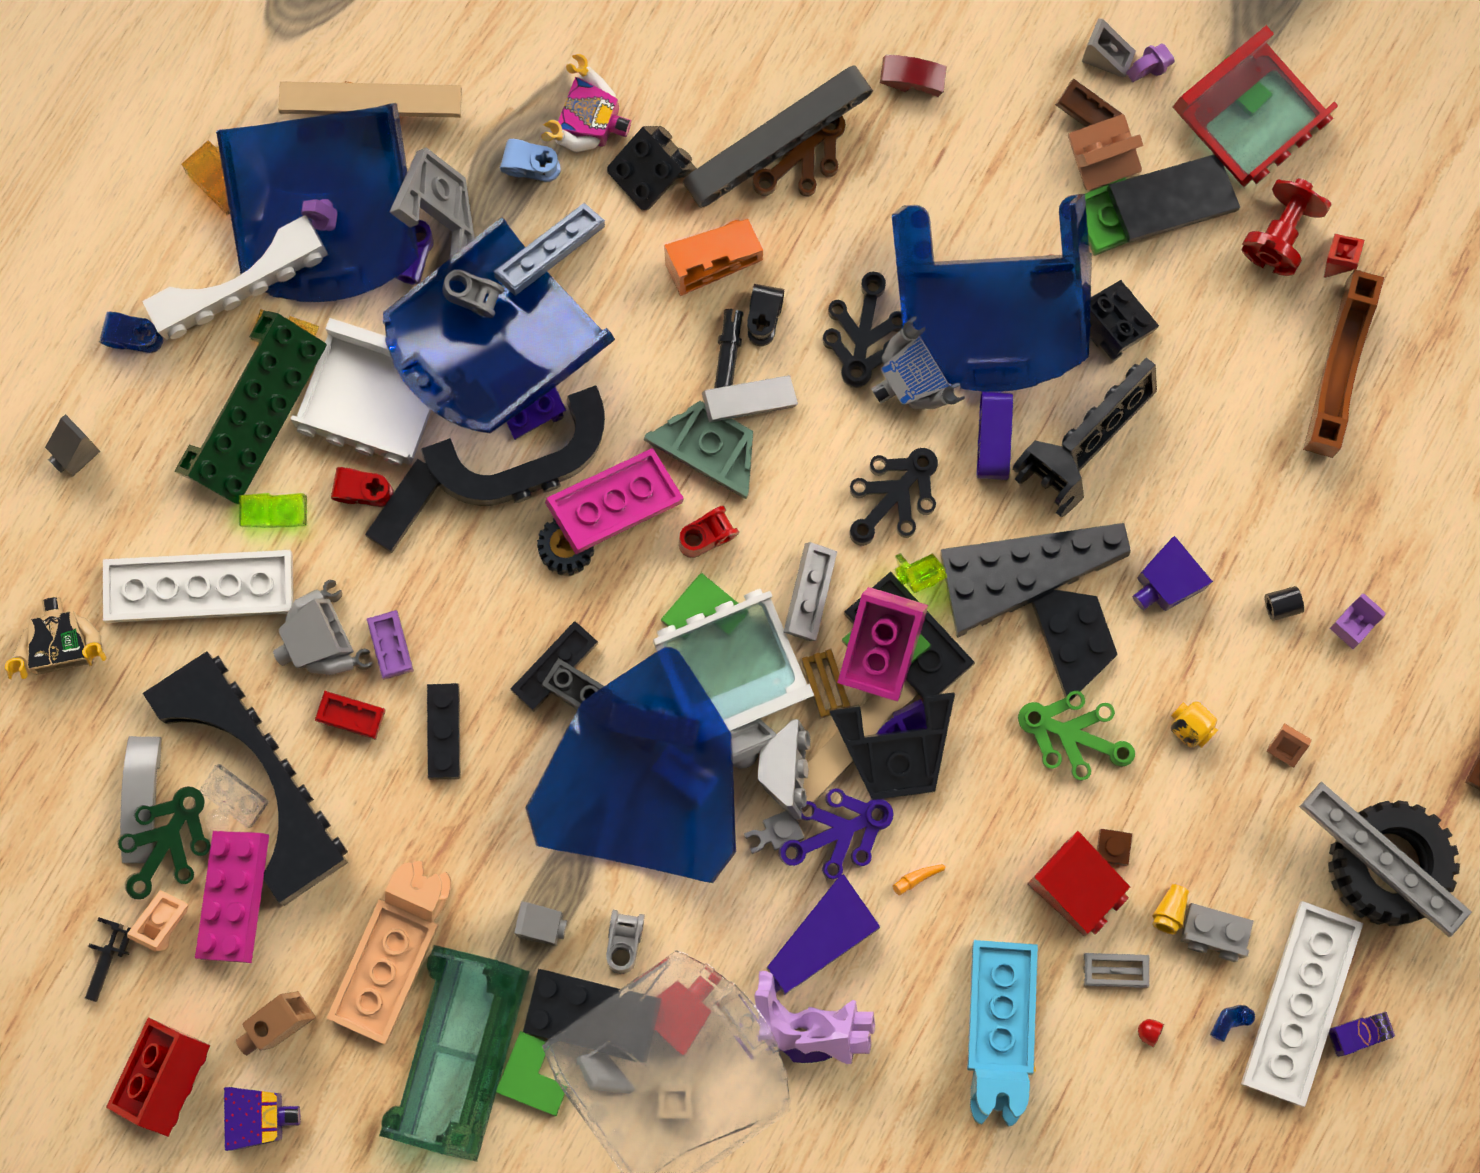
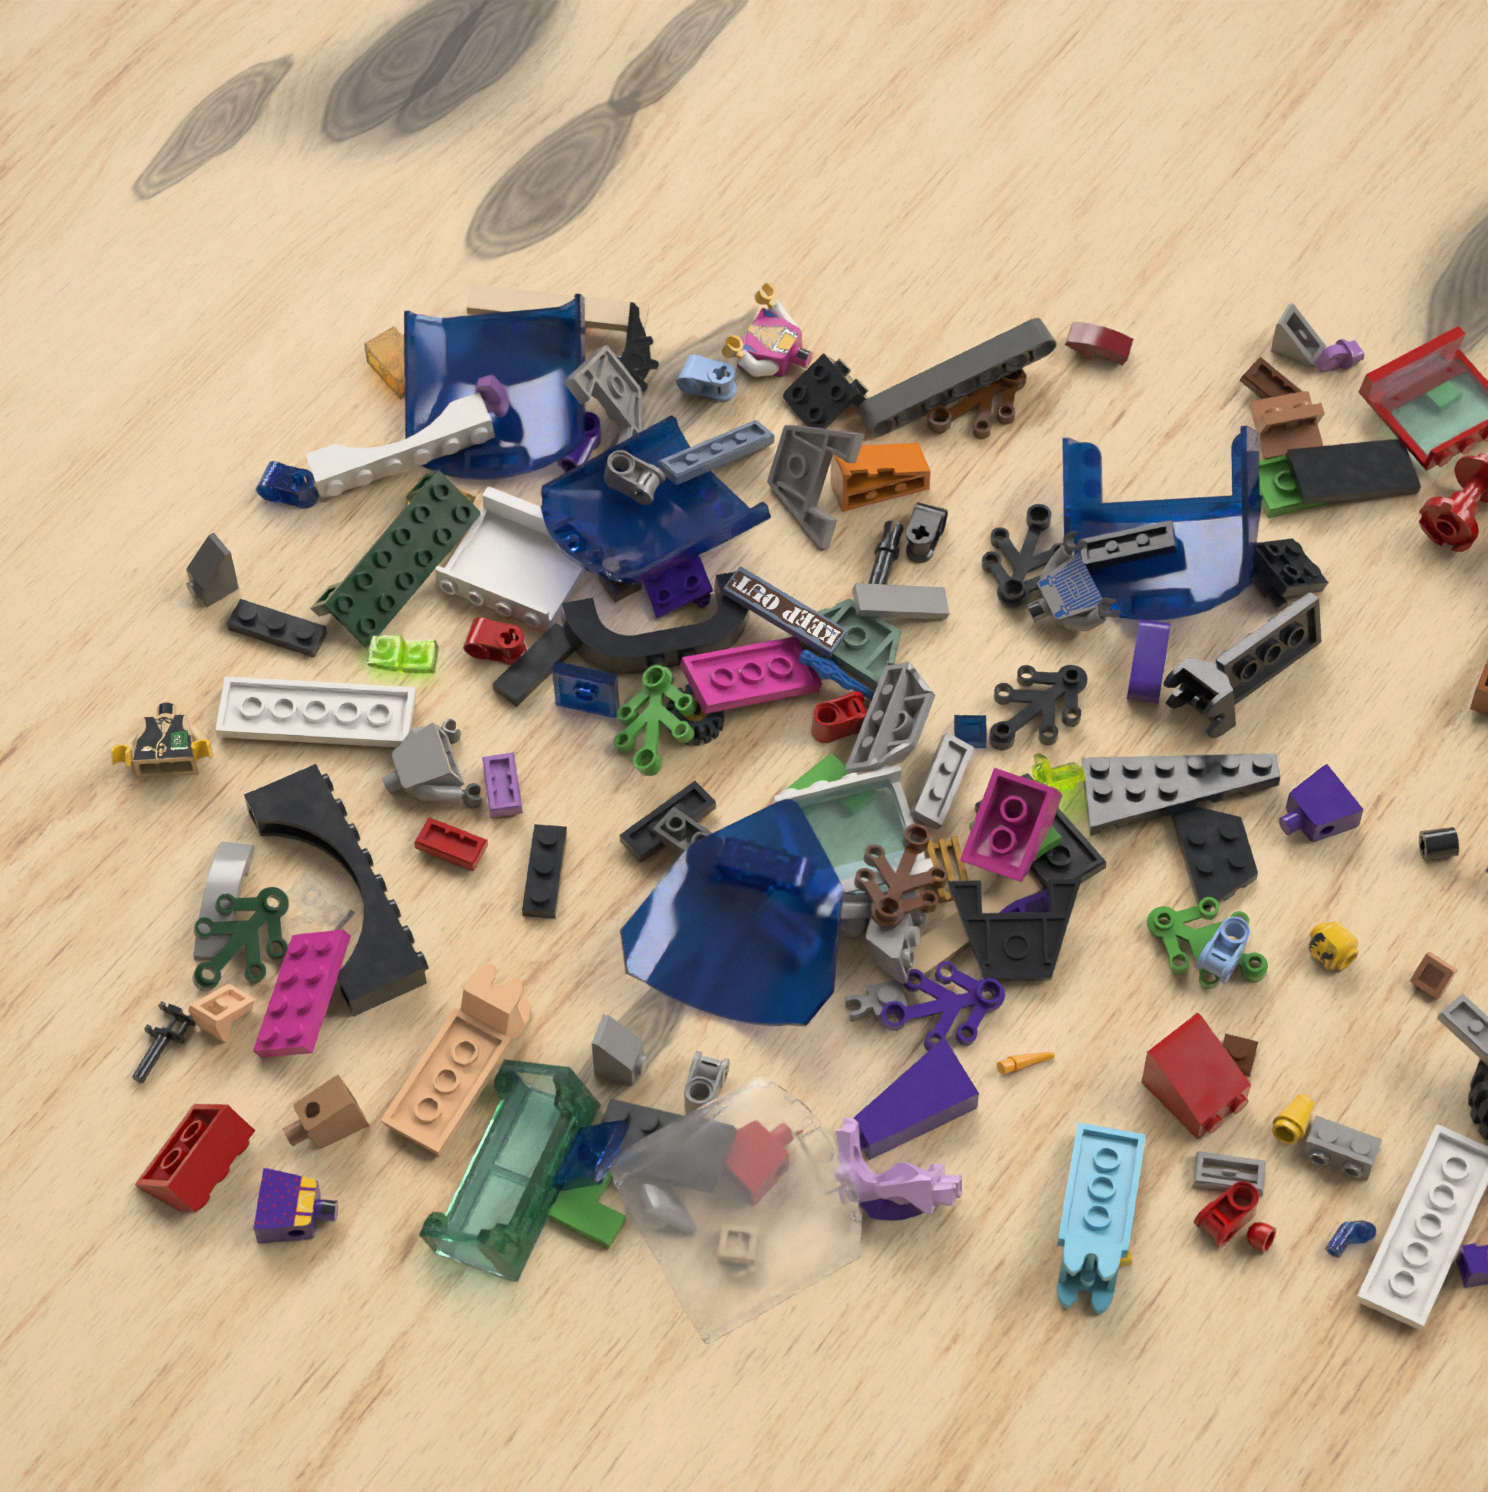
camera: 10 degrees right, 20 degrees down
(145, 494) = (277, 628): none -> black plate
(456, 145) = (637, 355): none -> black piece
(457, 538) = (586, 689): none -> clear blue plate
(526, 557) = (656, 683): none -> bright green plant
(528, 1039) = (590, 1155): none -> plate
(636, 266) = (801, 471): none -> light grey wing
(639, 428) = (784, 611): none -> tile
(692, 488) = (829, 670): none -> blue piece
(757, 539) = (892, 720): none -> light grey wedge
(782, 716) = (914, 841): none -> reddish brown plant
(831, 530) = (971, 729): none -> clear blue tile
(964, 314) = (1129, 545): none -> plate
(1091, 754) = (1223, 953): none -> light blue piece
(1118, 1017) = (1224, 1217): none -> red piece

